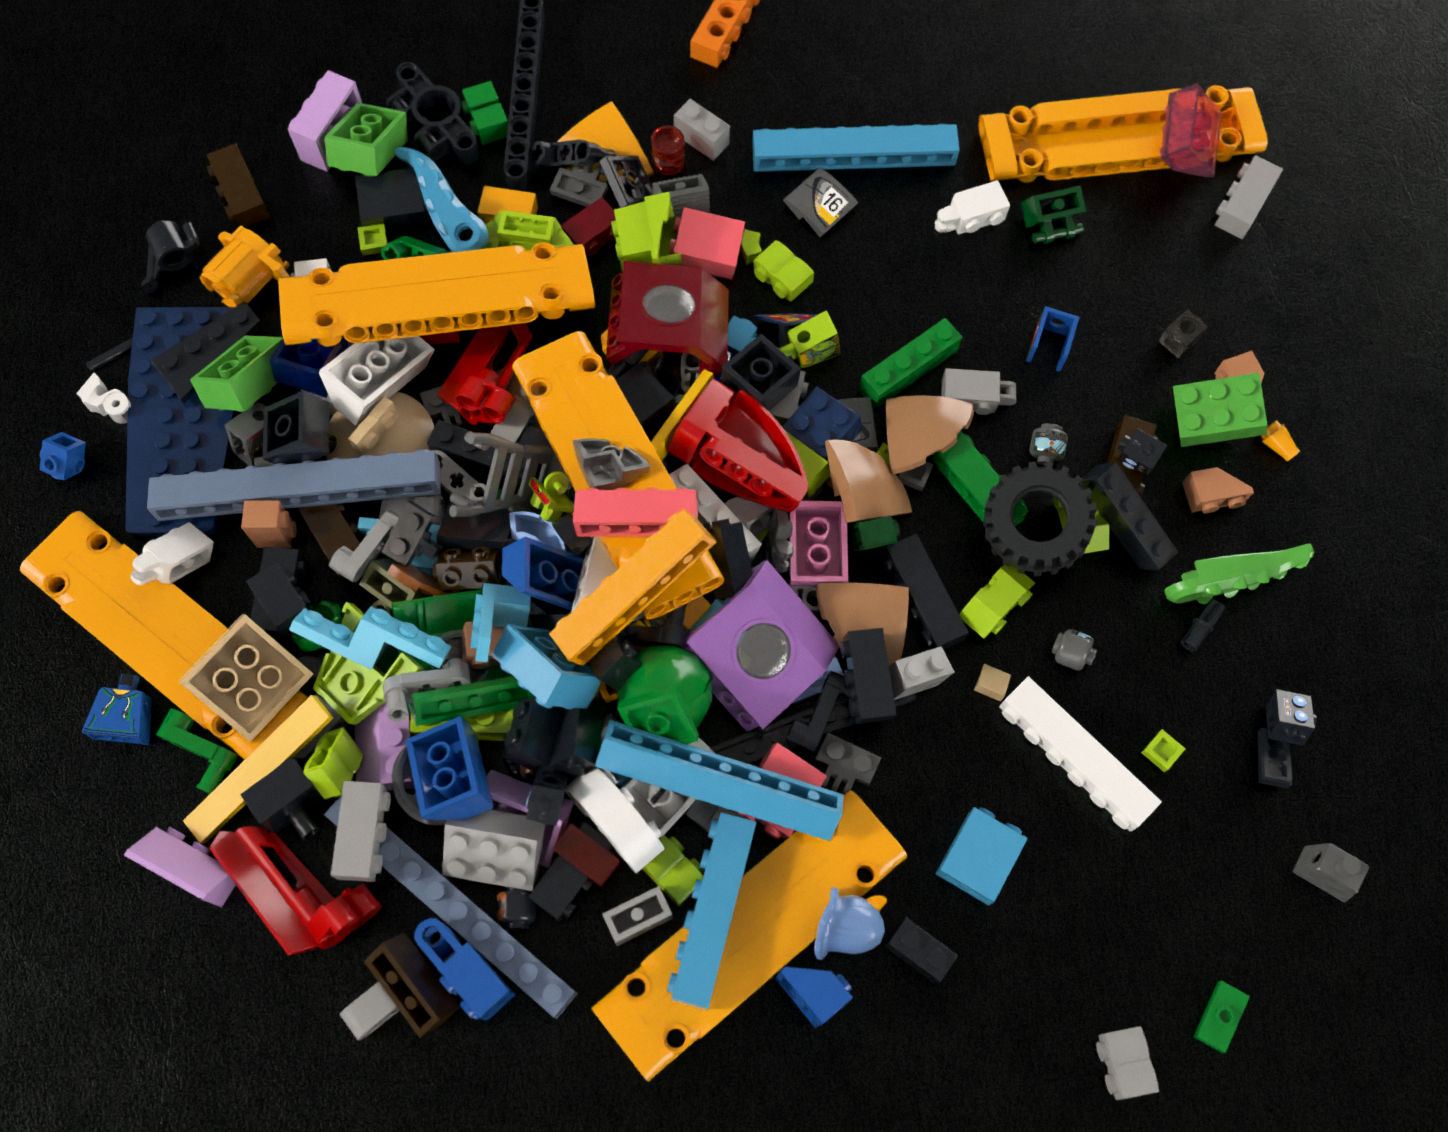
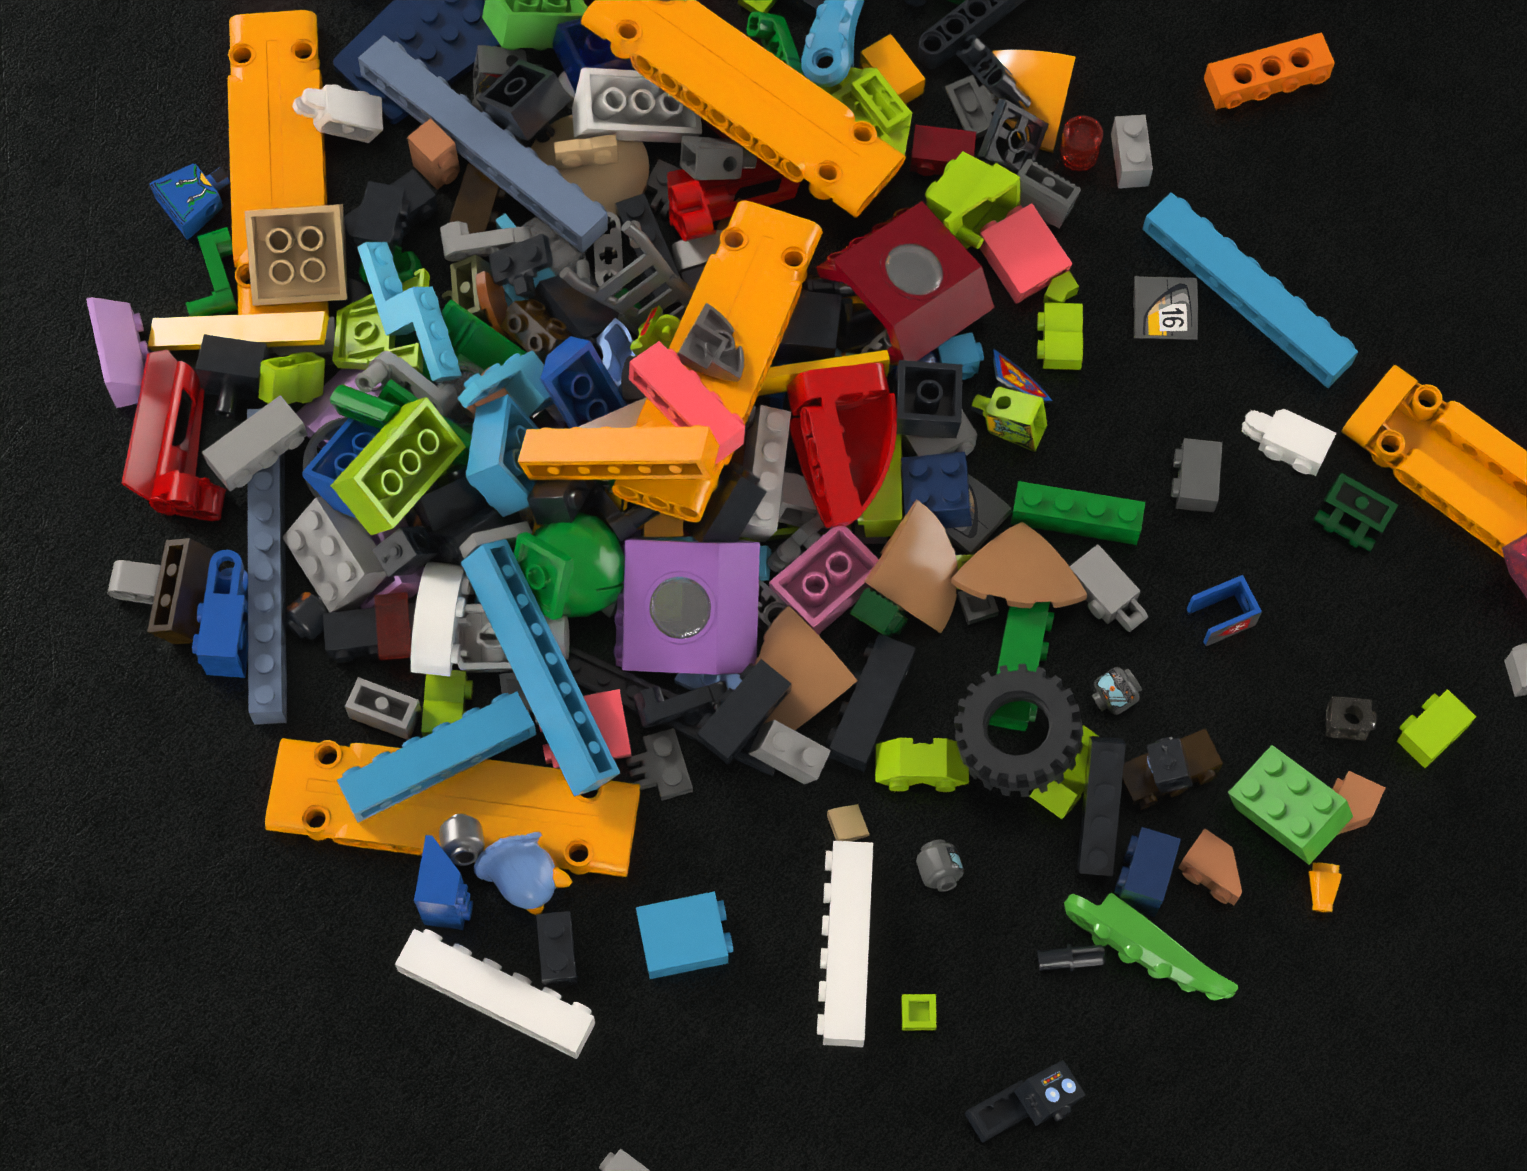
camera: 50 degrees right, 0 degrees up
(416, 730) = (363, 406): none -> green brick
(461, 355) = (714, 158): none -> dark grey torso
(487, 746) = (398, 466): none -> lime brick
(599, 729) = (506, 532): none -> light grey tile
(793, 946) = (462, 839): none -> flat silver head
(914, 1022) = (495, 992): none -> white brick
(949, 277) = (1198, 475): none -> dark grey brick
(1193, 528) = (1148, 870): none -> dark blue brick
(1231, 294) = (1435, 728): none -> lime brick

